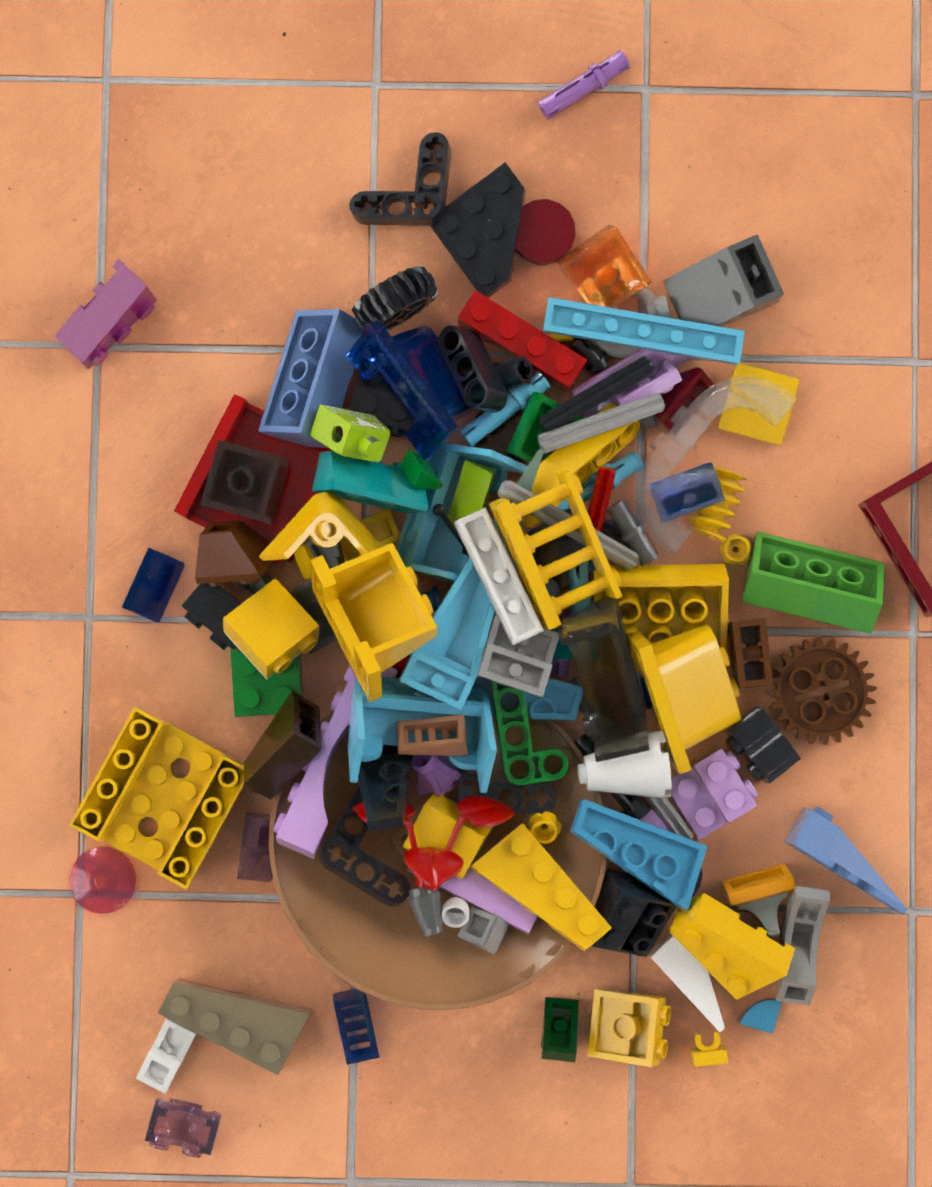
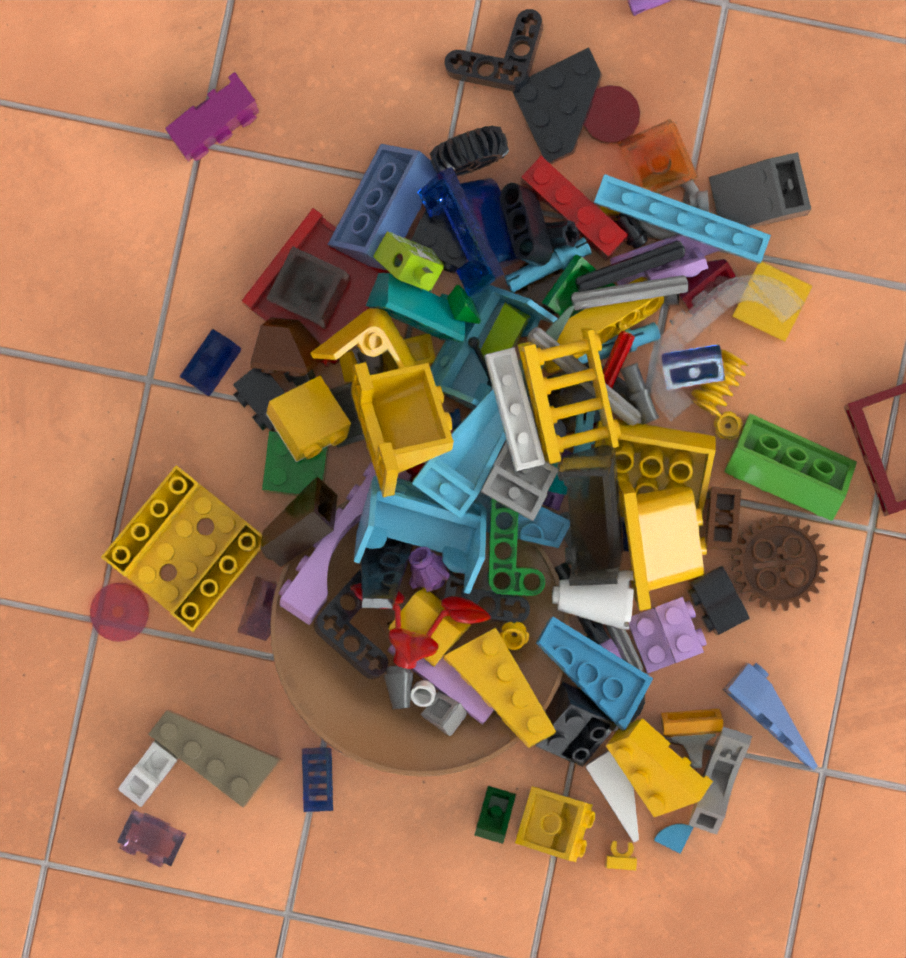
camera: 10 degrees right, 0 degrees up
(444, 725) = (438, 548): nougat slope -> none

